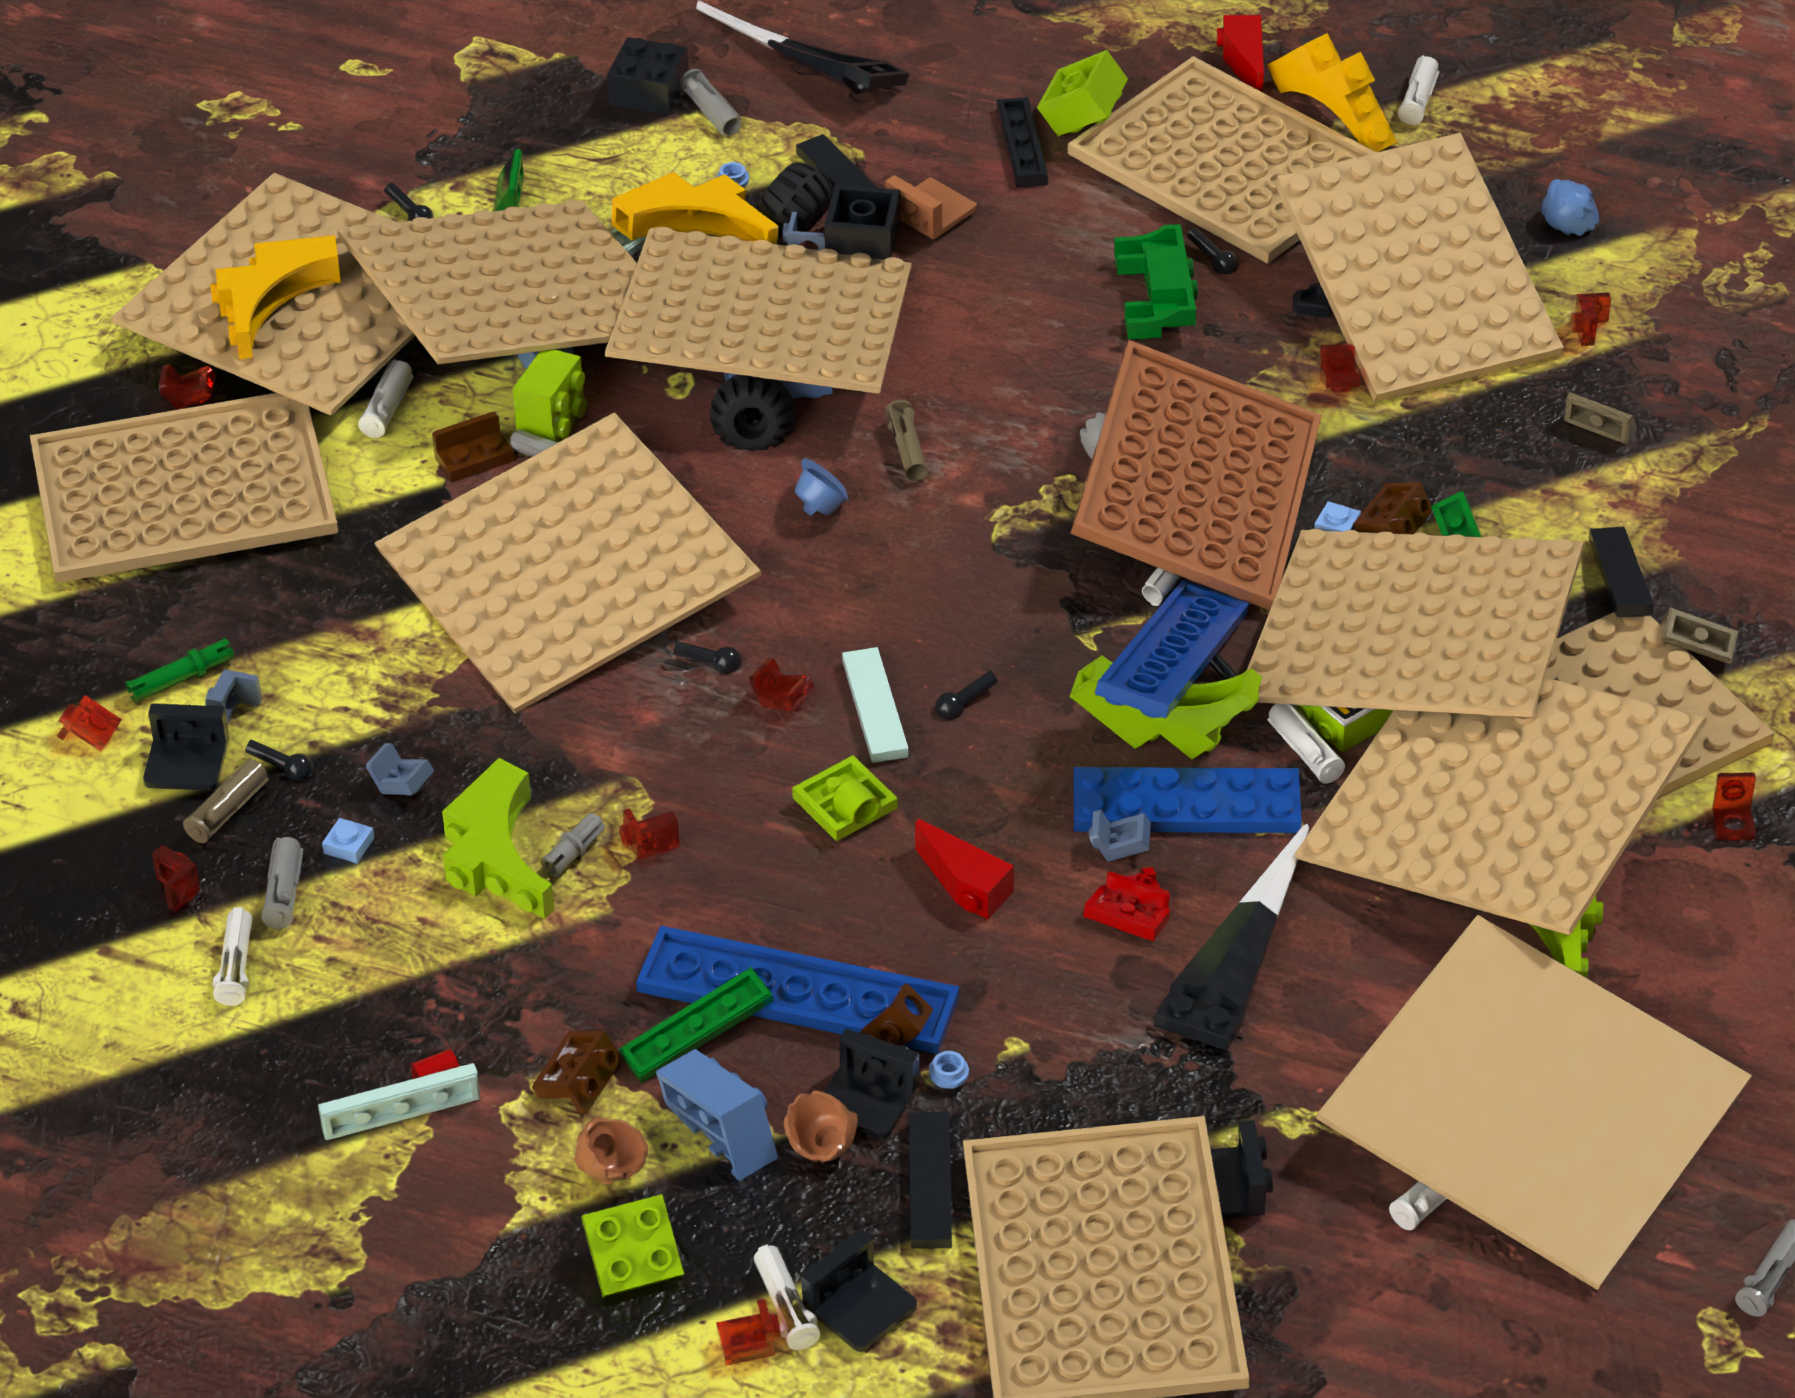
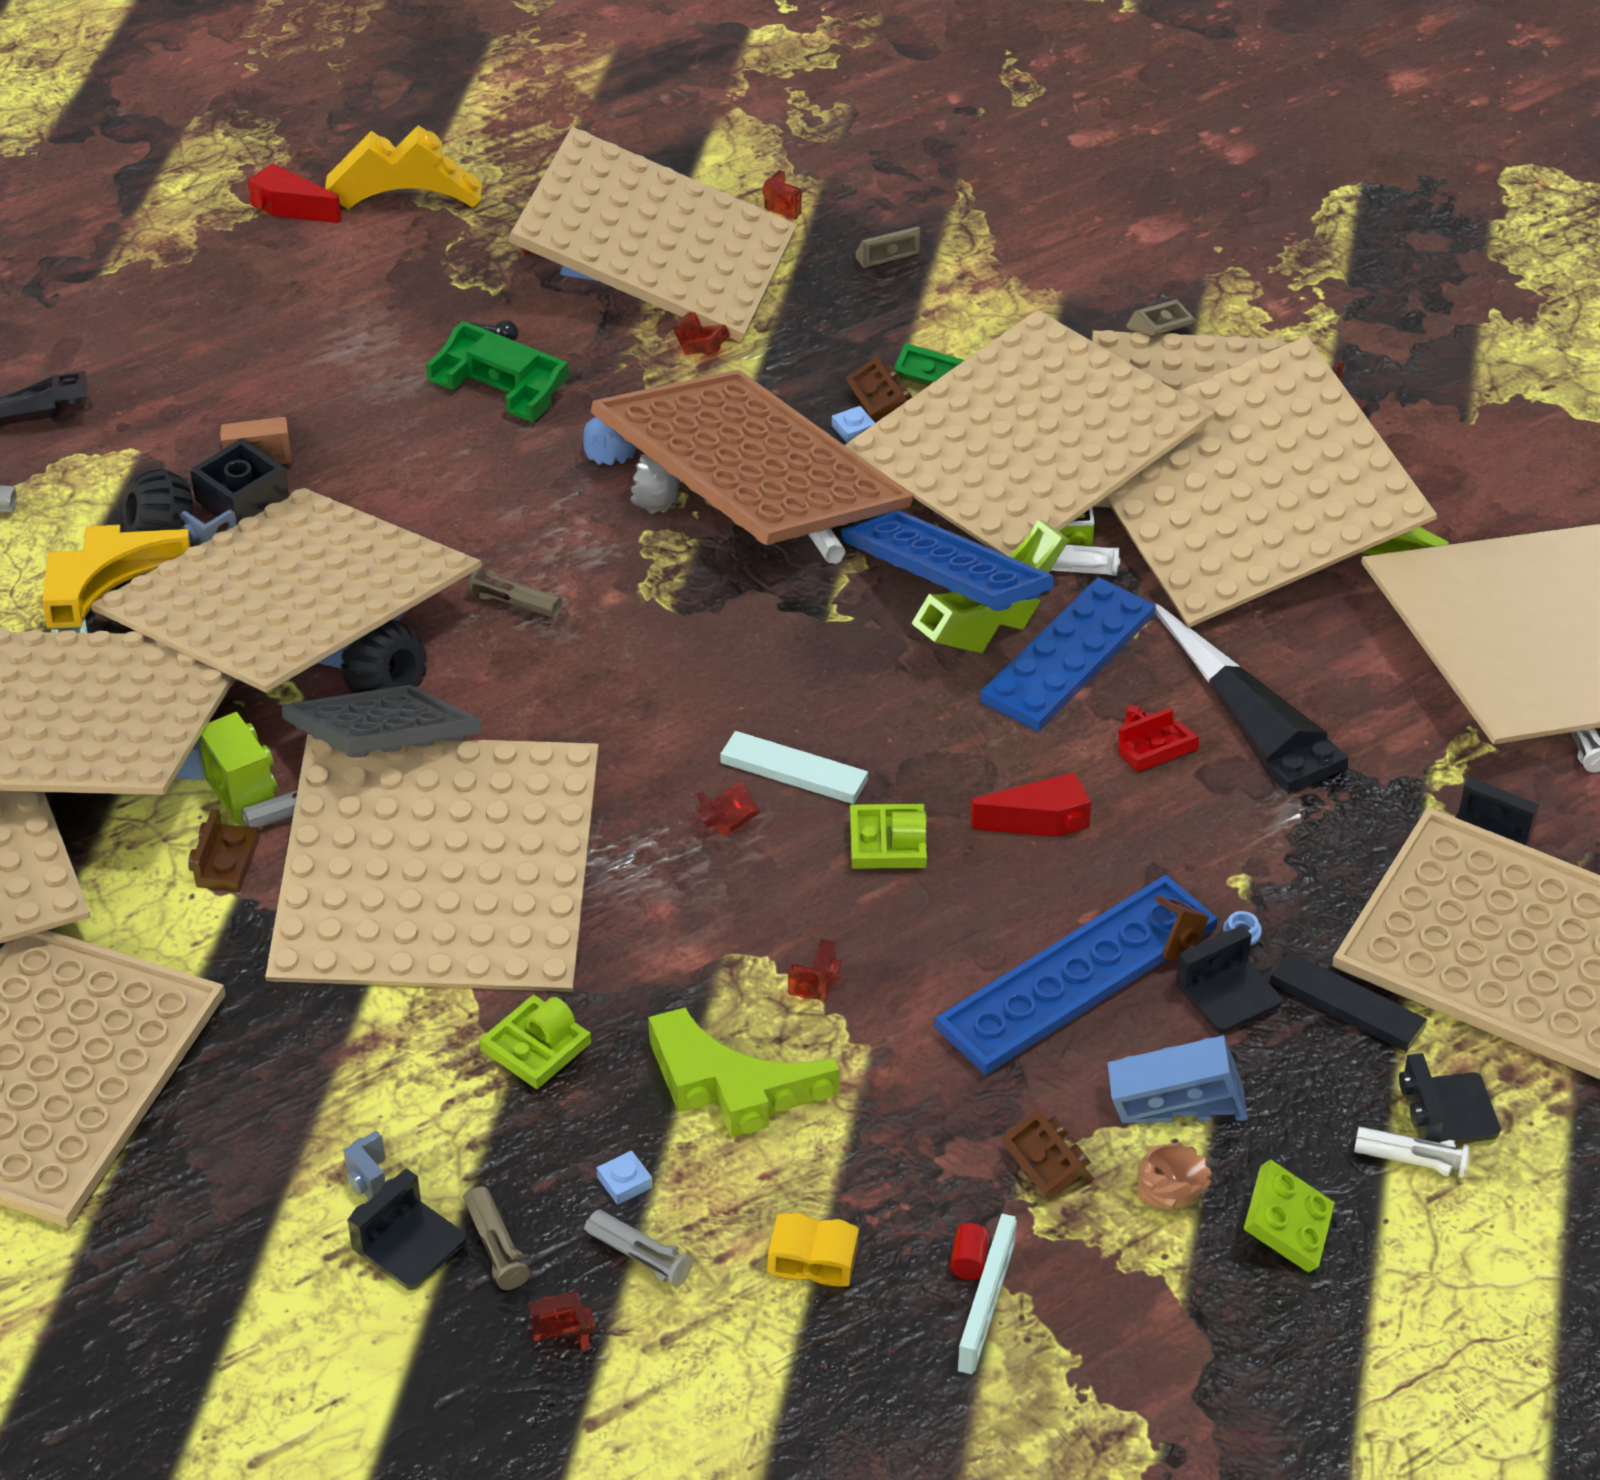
camera: 55 degrees left, 0 degrees up
(89, 722) = (288, 1289): clear red bracket -> none
(193, 664) = (293, 1175): green pin -> none
(235, 955) = (702, 1327): white piece -> none
(296, 767) = (493, 1169): black bar -> none
(360, 979) = (813, 1249): none -> yellow brick
(385, 399) = (98, 881): white piece -> none
(396, 774) = (586, 1098): sand blue bracket -> none
(435, 716) = (536, 1040): none -> lime plate
(573, 844) = (781, 1028): light grey axle -> none
(660, 438) = (381, 720): none -> dark grey plate
(696, 1024) = (1068, 1052): green tile -> none
(724, 660) = (648, 829): black bar -> none
(736, 172) = (73, 530): light blue plate -> none
(749, 1336) = (1440, 1191): clear red bracket -> none
(819, 489) = (526, 672): medium blue piece -> none
(819, 1126) = (1257, 1031): nougat hair -> none
(832, 162) = (119, 470): black tile -> none
(952, 705) = (836, 726): black bar -> none
(1022, 142) = (237, 359): black tile -> none
(1082, 93) = (245, 291): lime brick -> none
(1120, 837) = (1083, 703): sand blue bracket -> none
(1213, 154) = (396, 268): tan plate -> none
(1311, 301) = (603, 311): black tile -> none
(1419, 90) = (461, 156): white piece -> none
(1570, 207) = (658, 142): medium blue hair -> none
(1621, 572) = (1087, 323): black tile -> none

